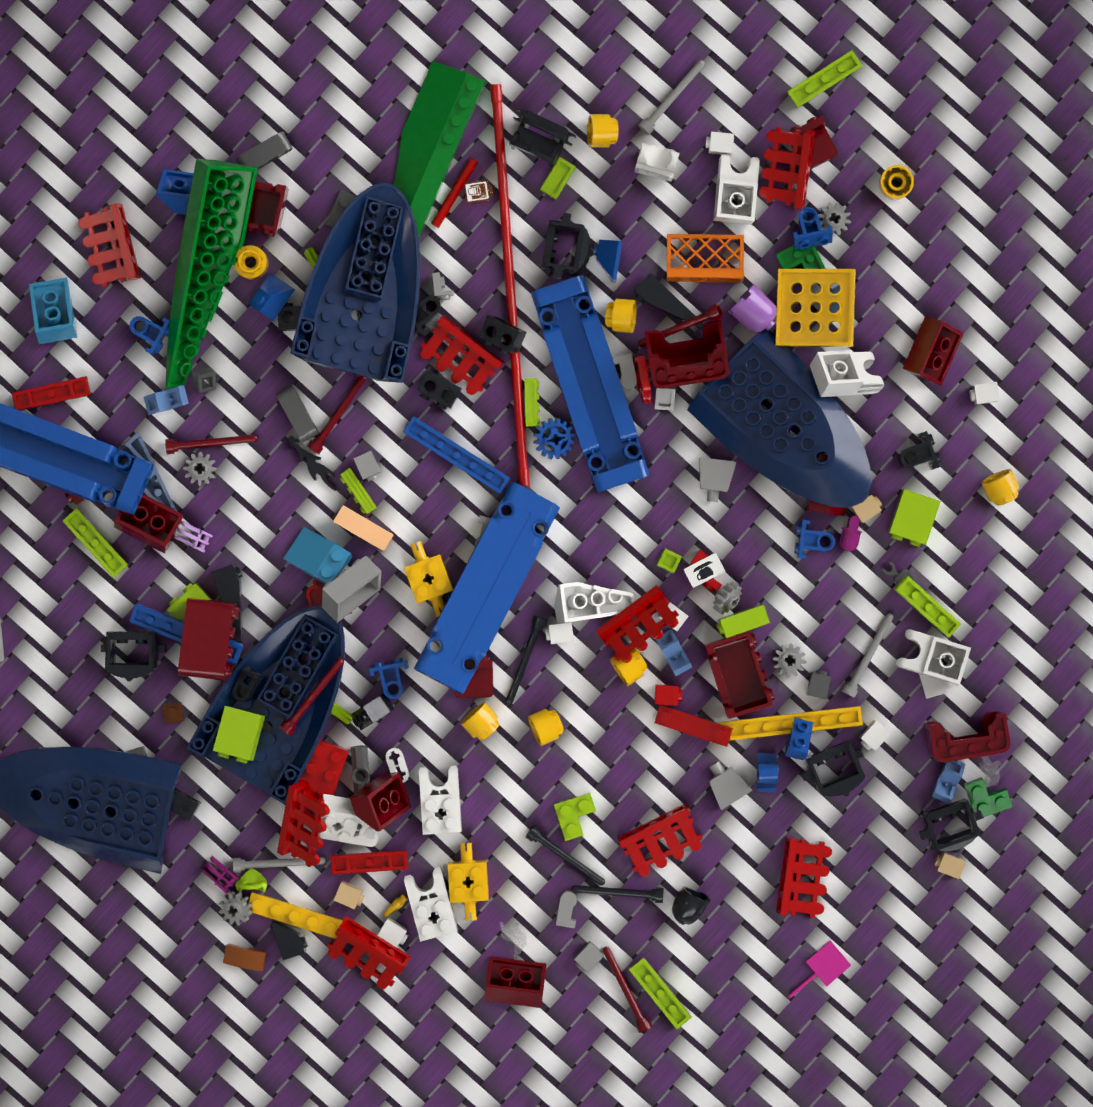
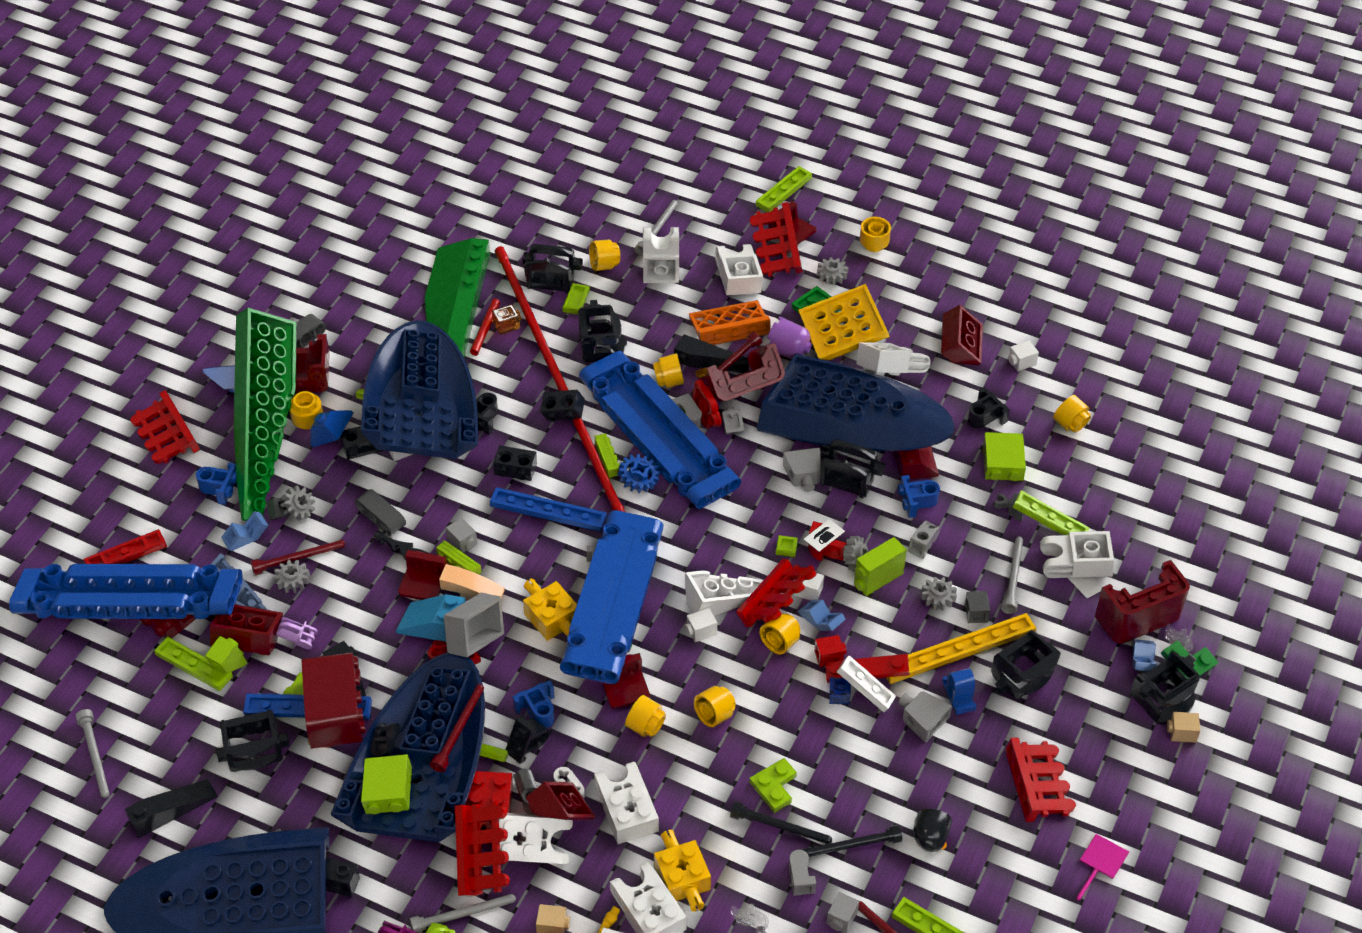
camera: 20 degrees left, 40 degrees down
(52, 311) = (117, 489): dark azure slope -> none
(54, 689) = (165, 807): none -> black slope
(124, 552) = (226, 655): none -> lime slope
(173, 712) = (309, 797): reddish brown plate -> none
(221, 384) = (298, 503): none -> light grey gear
(317, 444) = (406, 533): dark red piece -> none
(320, 506) = (422, 575): none -> dark red bracket
(369, 862) = (565, 884): red plate -> none
(439, 283) = (490, 386): light grey bracket -> none
(456, 346) = (531, 424): red fence -> none
(537, 624) = (676, 624): black piece -> none
(608, 257) = (642, 333): blue slope -> none
(661, 732) = (839, 691): none -> clear blue plate
(663, 824) = (871, 791): red fence -> none
(685, 744) = (866, 683): none -> white plate
(720, 143) = (709, 242): white brick -> none
(739, 674) = (891, 611): dark red windscreen -> none
(751, 500) = (845, 475): none -> black animal
(799, 739) = (979, 653): blue pin -> none
(800, 592) = (923, 539): none -> light grey leg
(810, 230) = (817, 277): blue pin -> none
(850, 536) = (951, 482): magenta arm -> none
(867, 509) = (956, 460): tan brick -> none
(874, 736) = (1053, 631): white brick -> none

